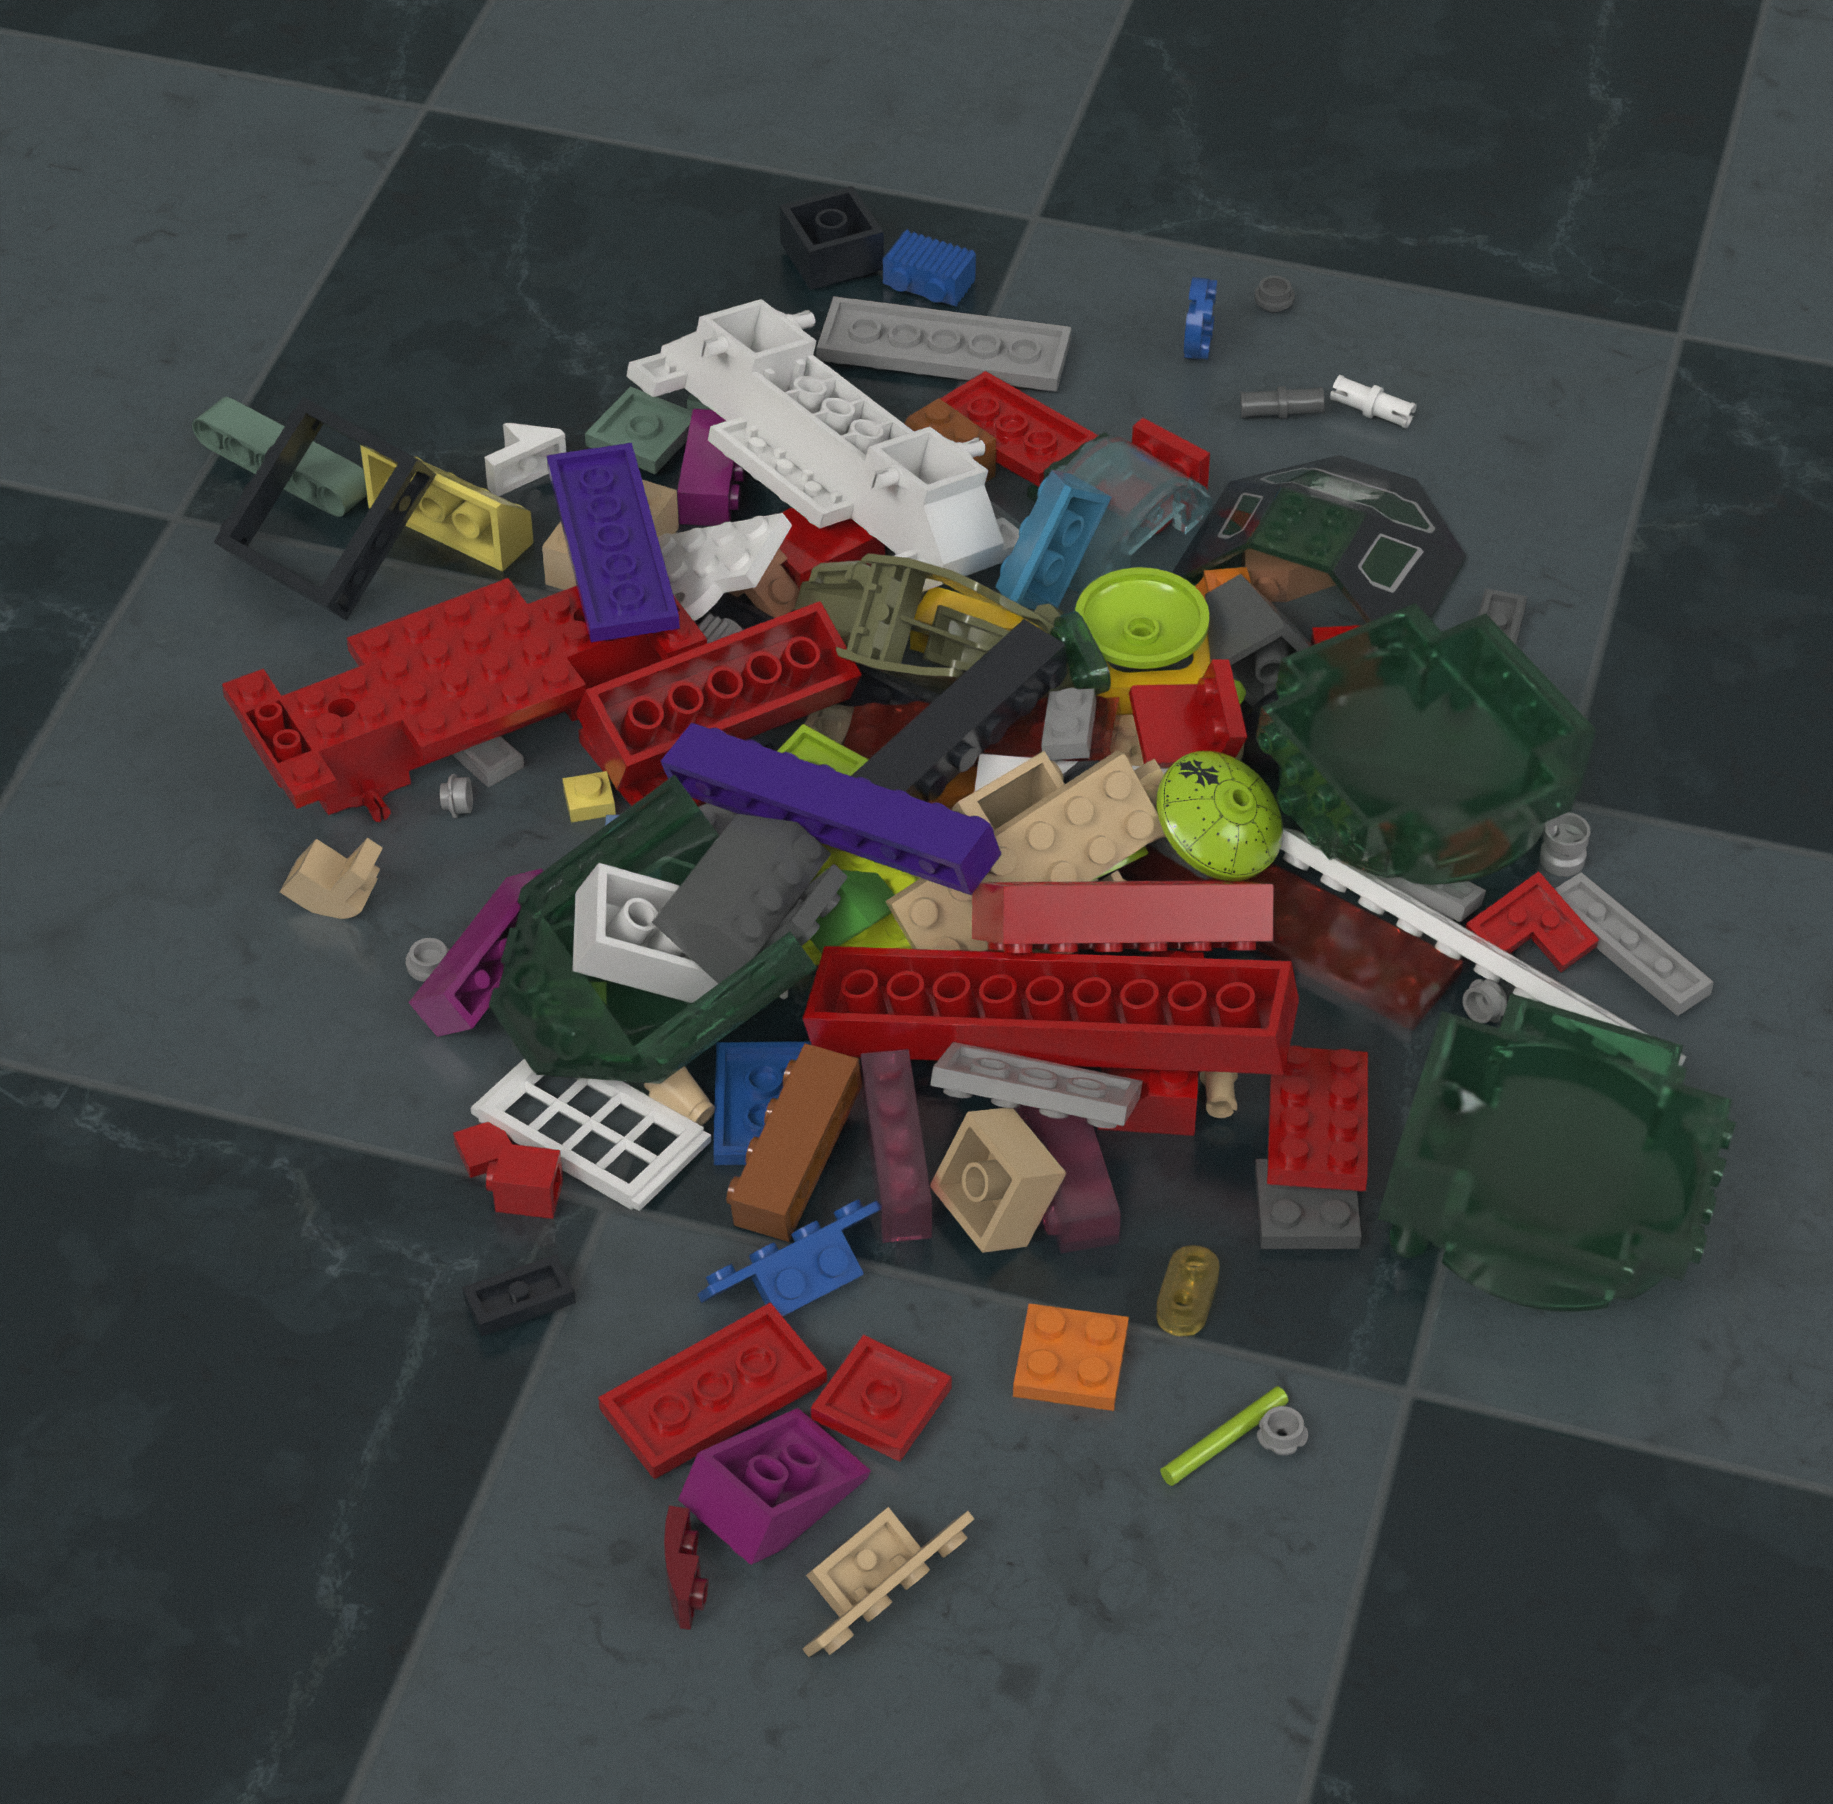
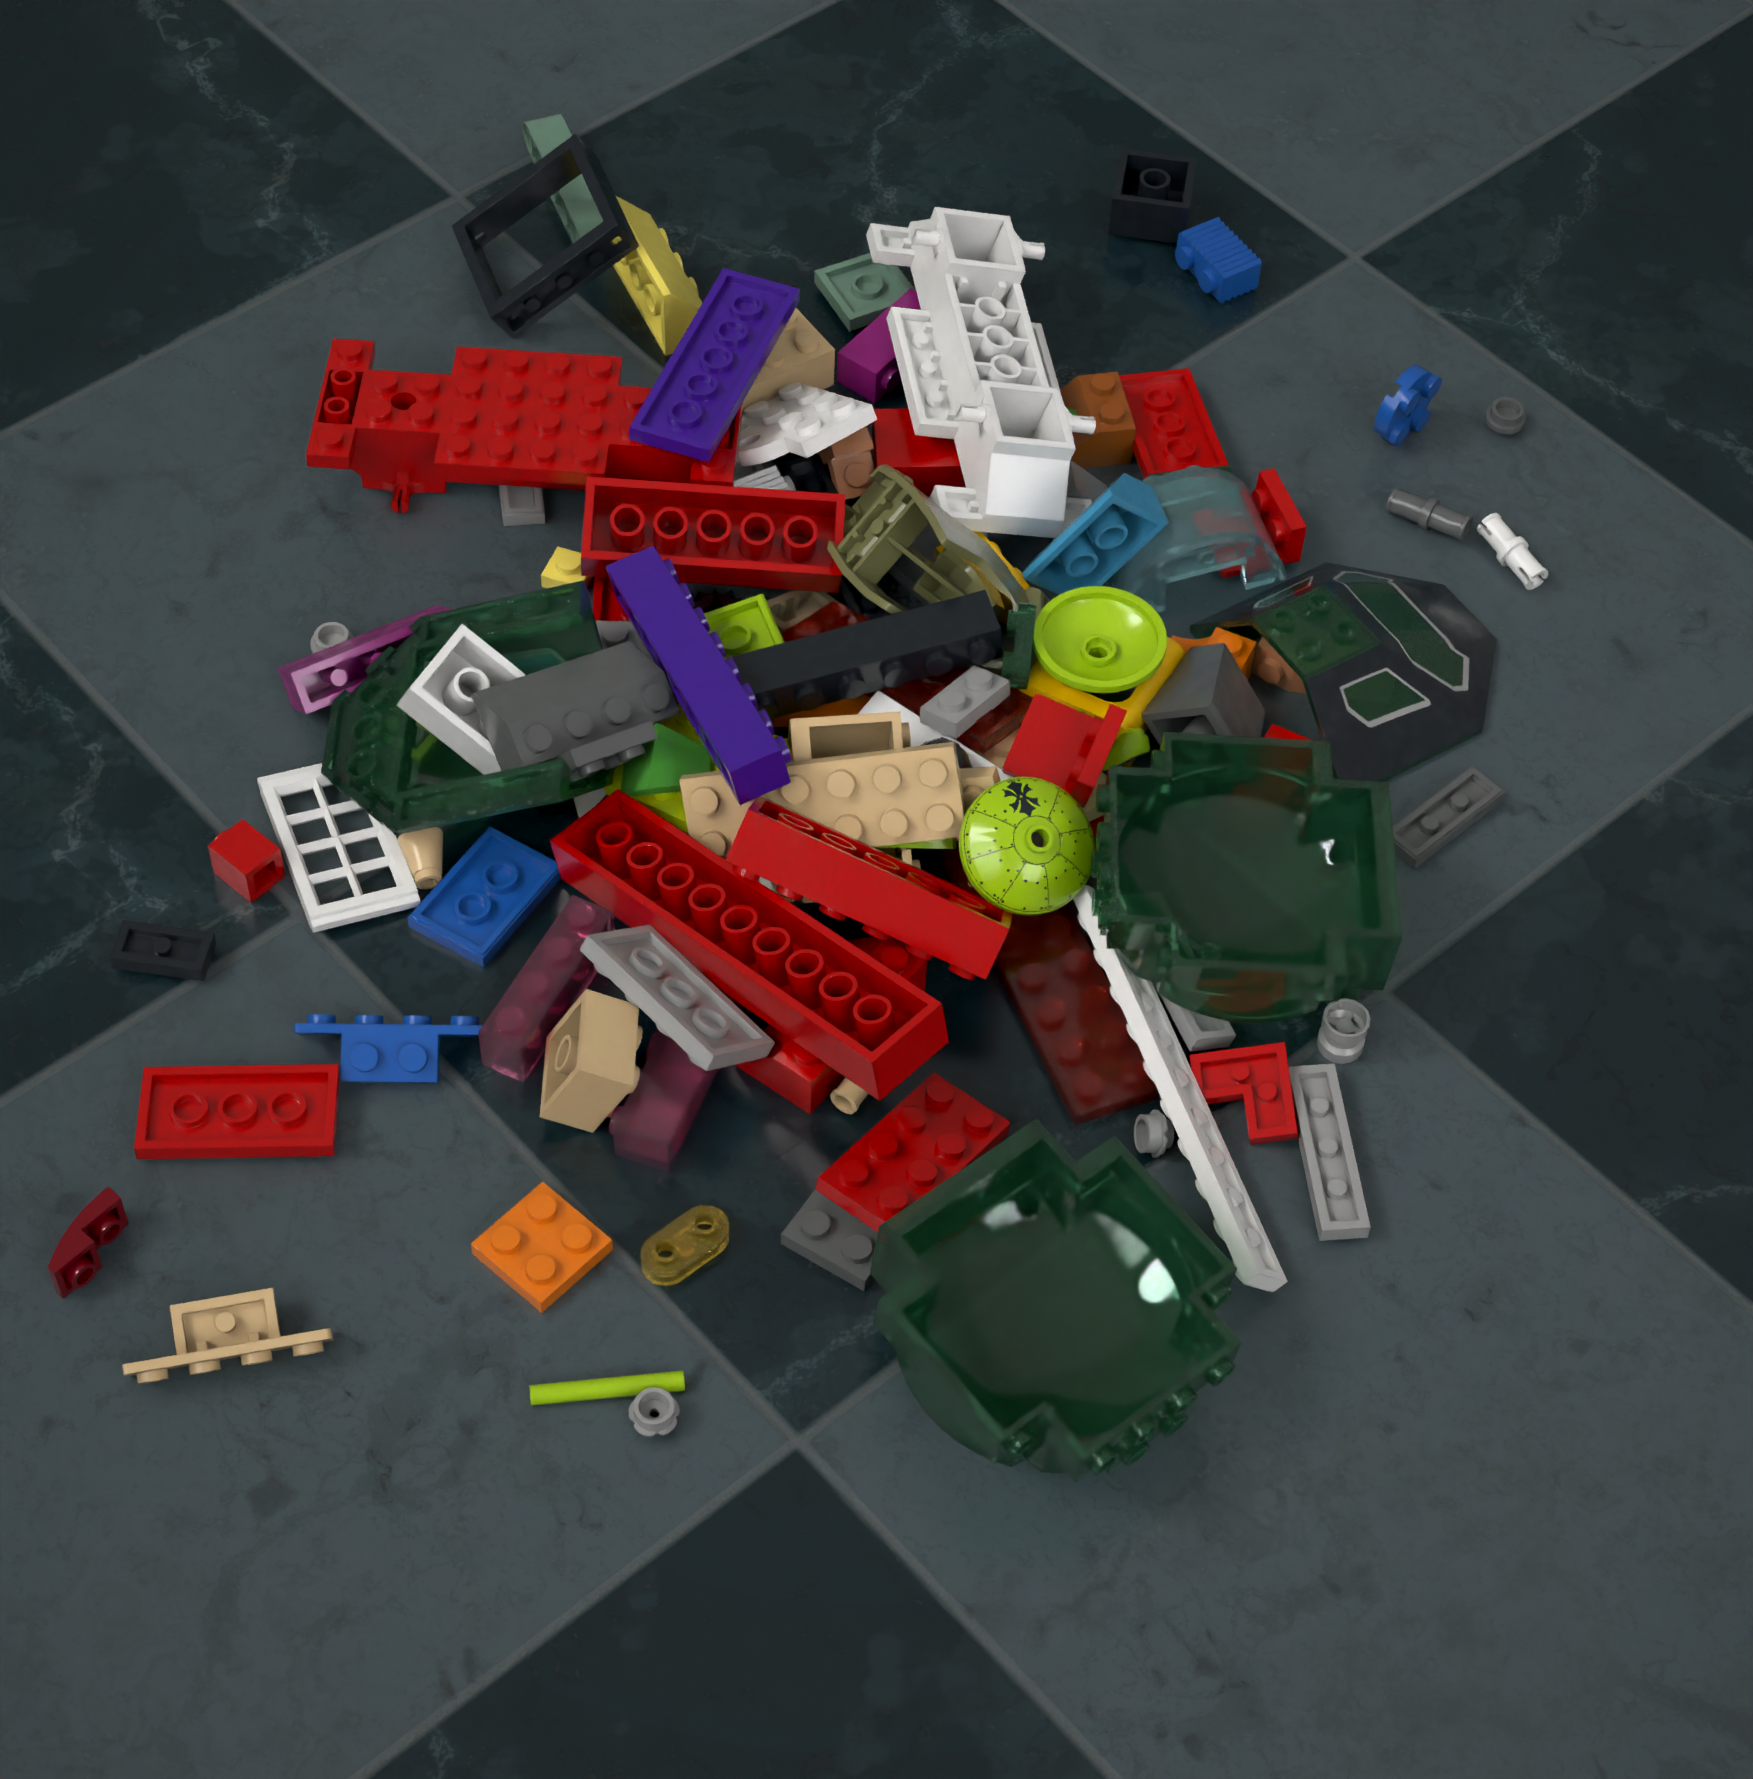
camera: 30 degrees right, 5 degrees up
(330, 882) = (309, 540): tan brick -> none
(457, 795) = (466, 520): light grey plate -> none
(479, 1146) = (245, 807): red tile -> none
(523, 456) = (762, 262): white slope -> none
(770, 1484) = (213, 1214): magenta slope -> none
(794, 1142) = (466, 941): dark orange brick -> none
(881, 1398) = (359, 1193): red plate -> none
(943, 343) = (1179, 330): light grey plate -> none

